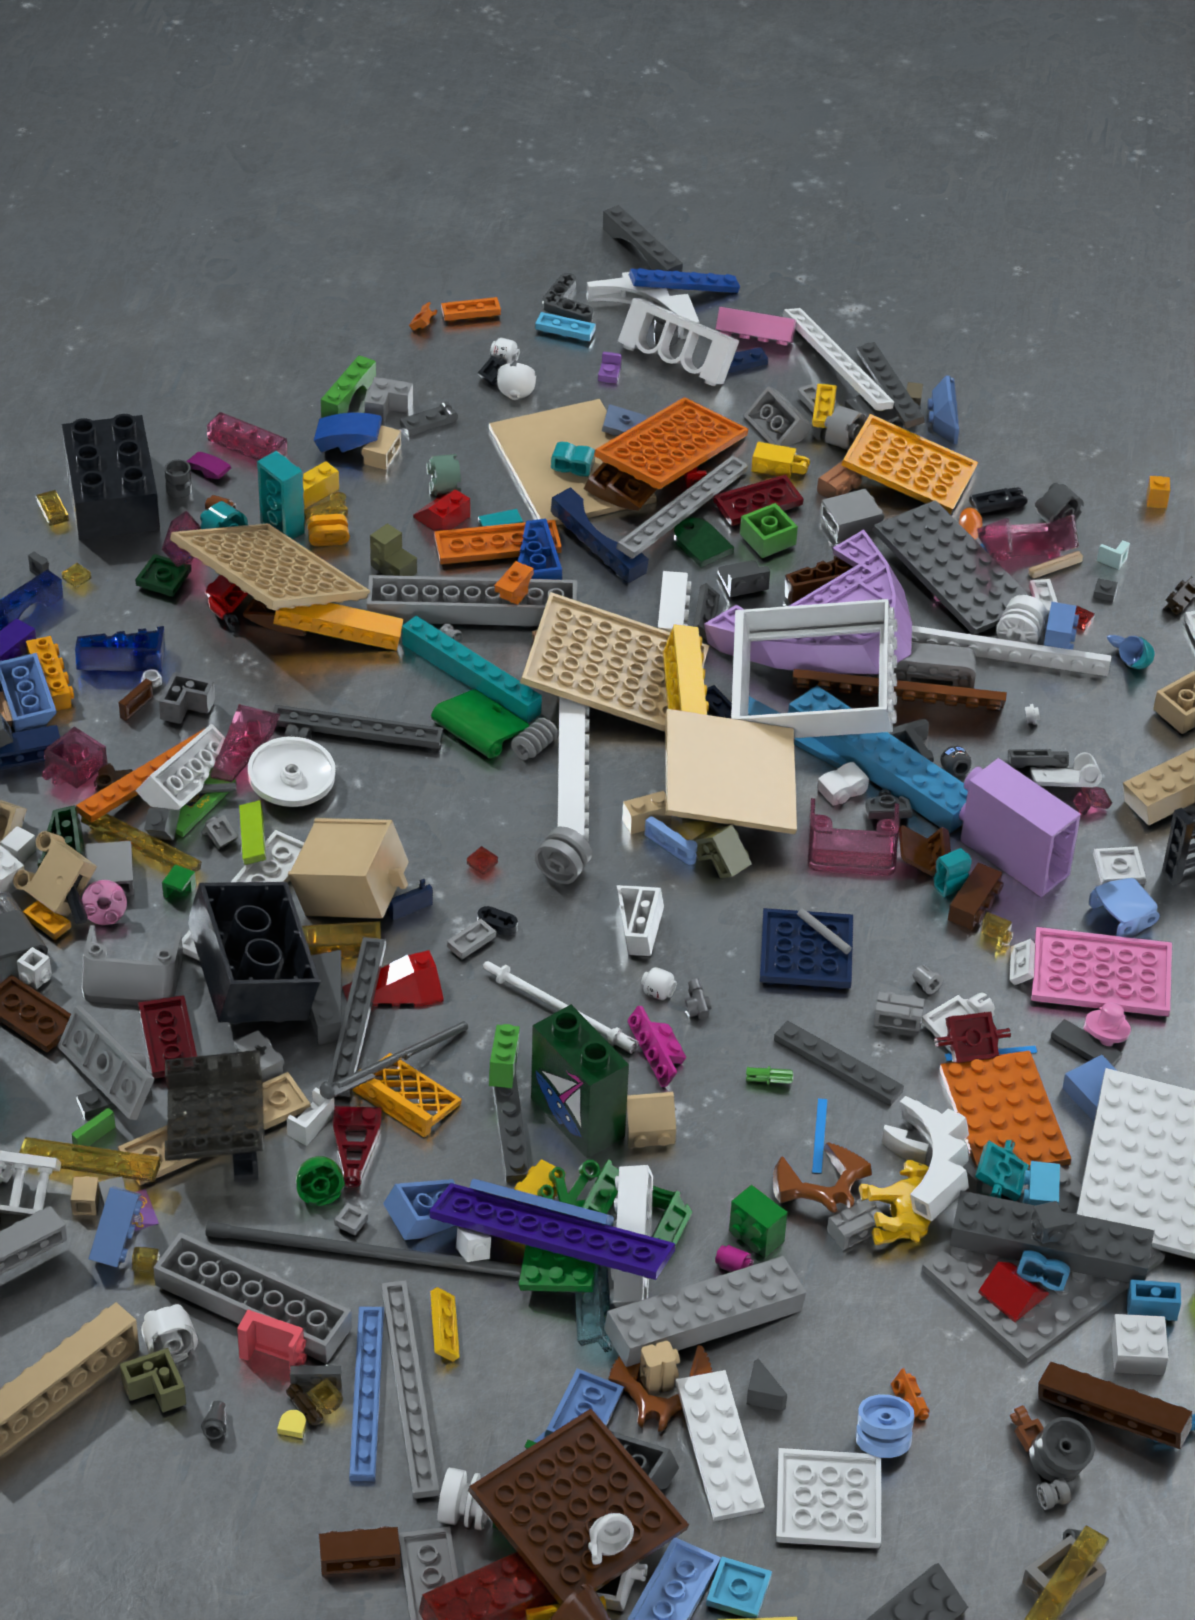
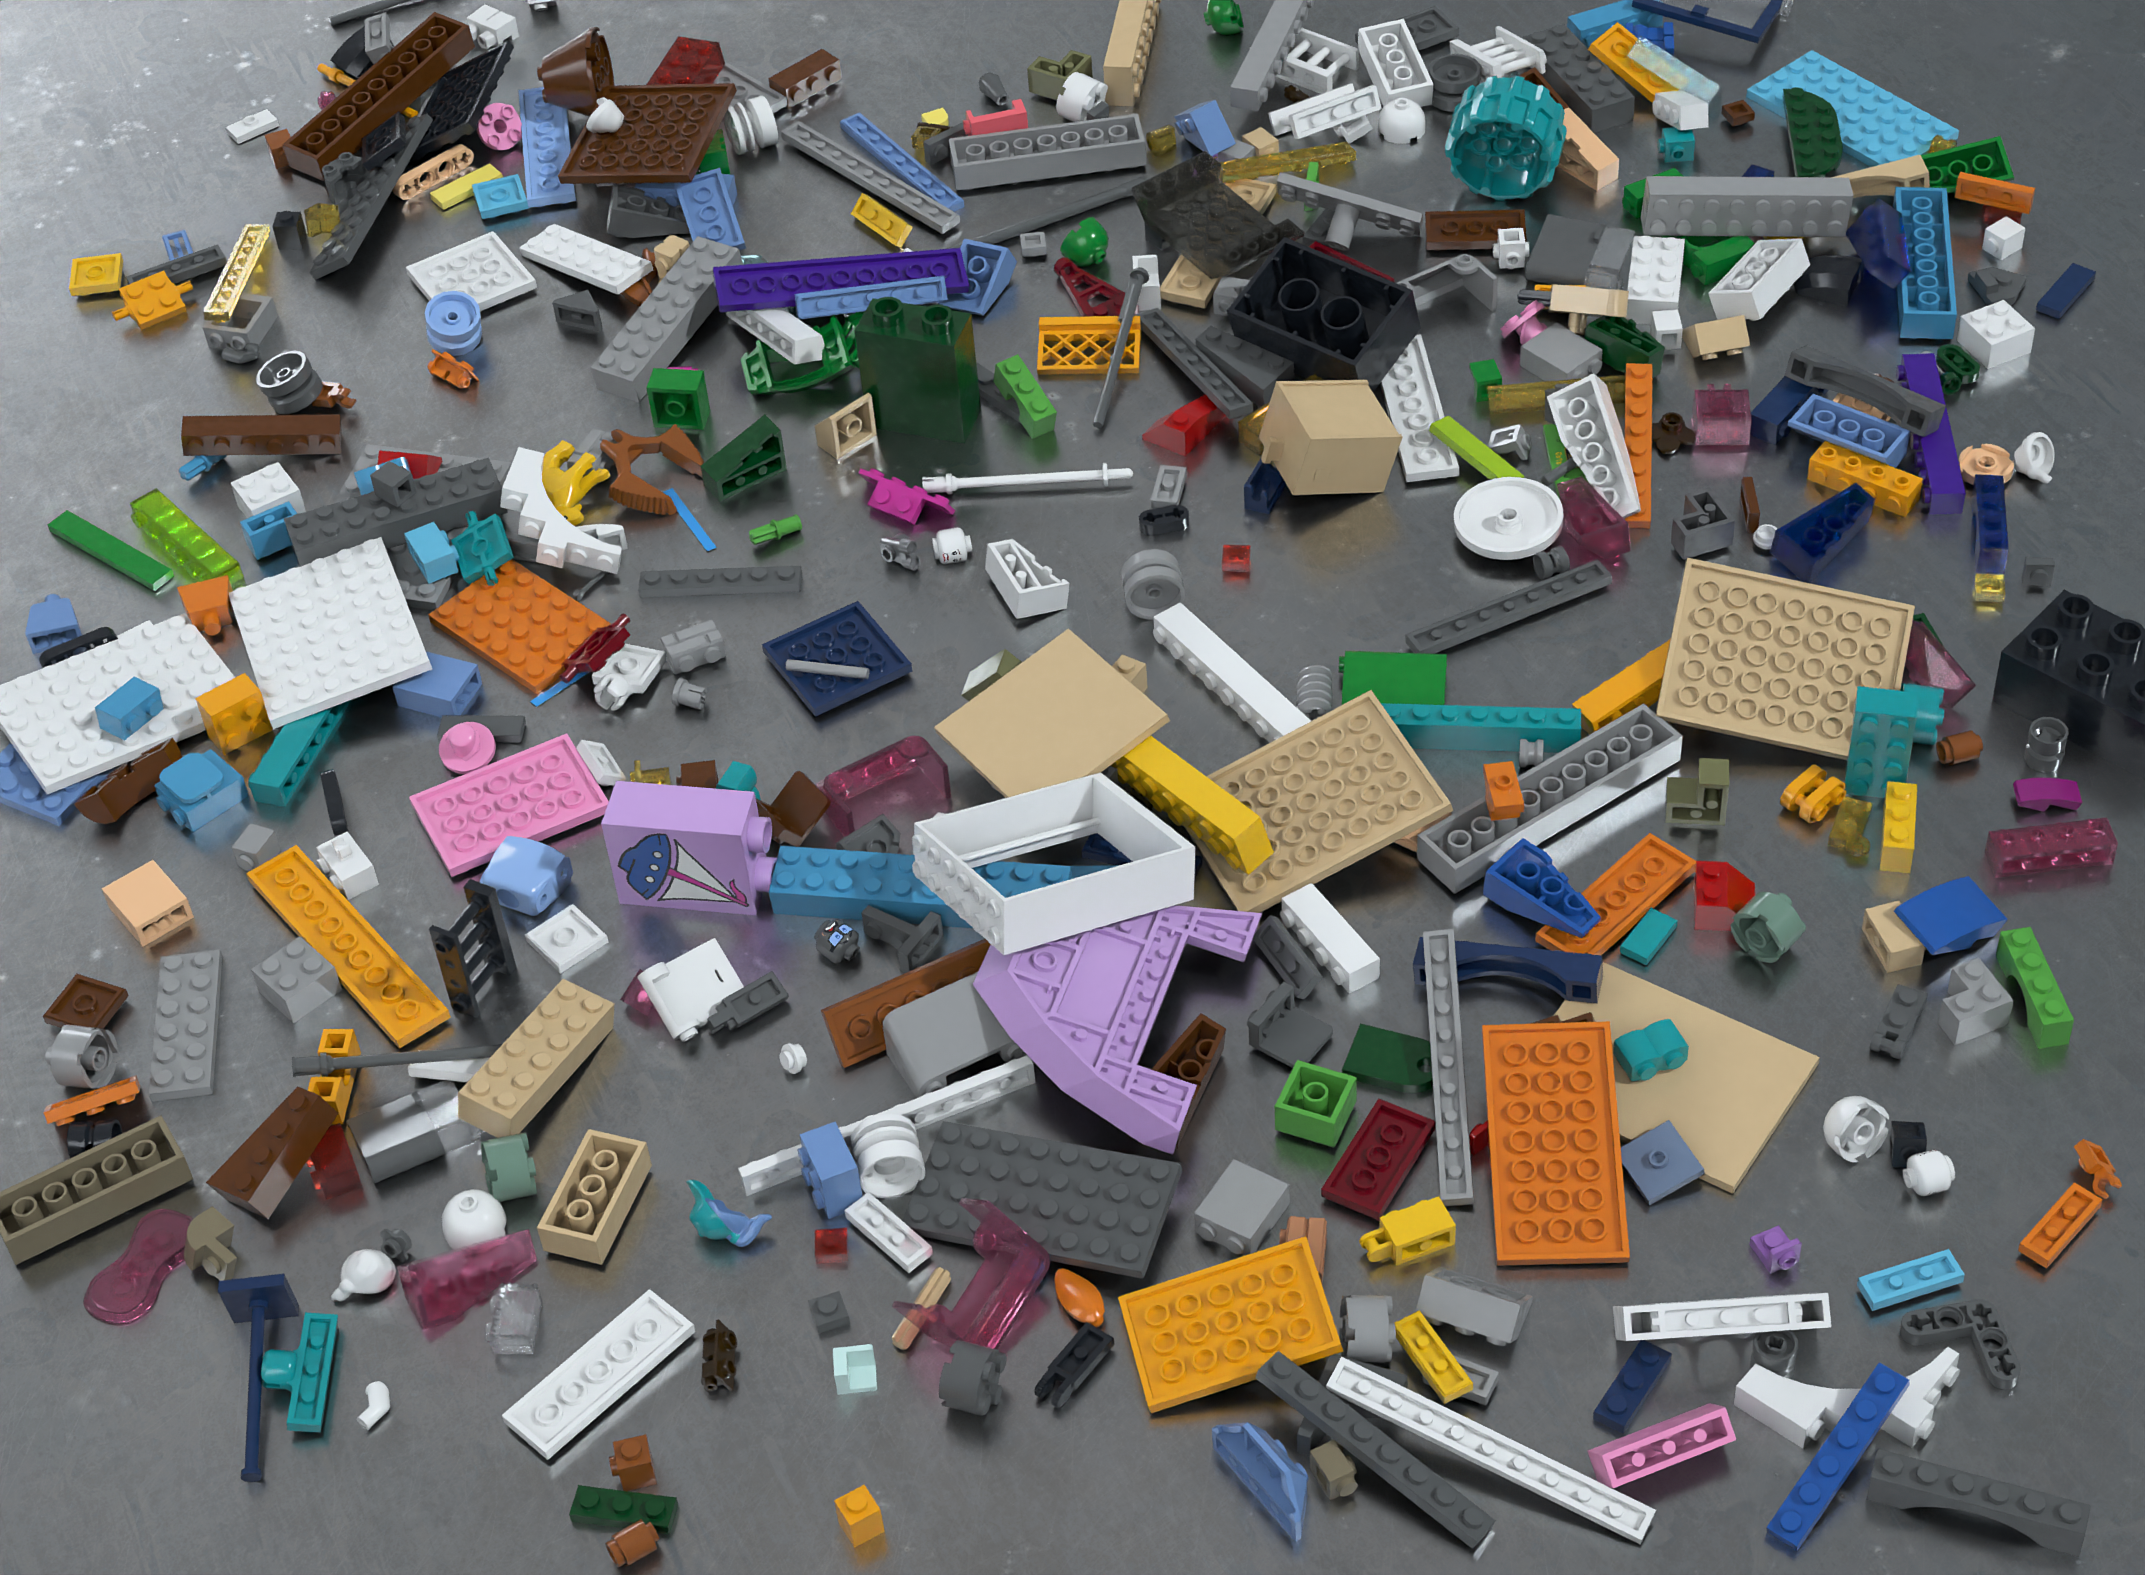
camera: 150 degrees right, 0 degrees up
(749, 1138) = (745, 460): none -> dark green wedge

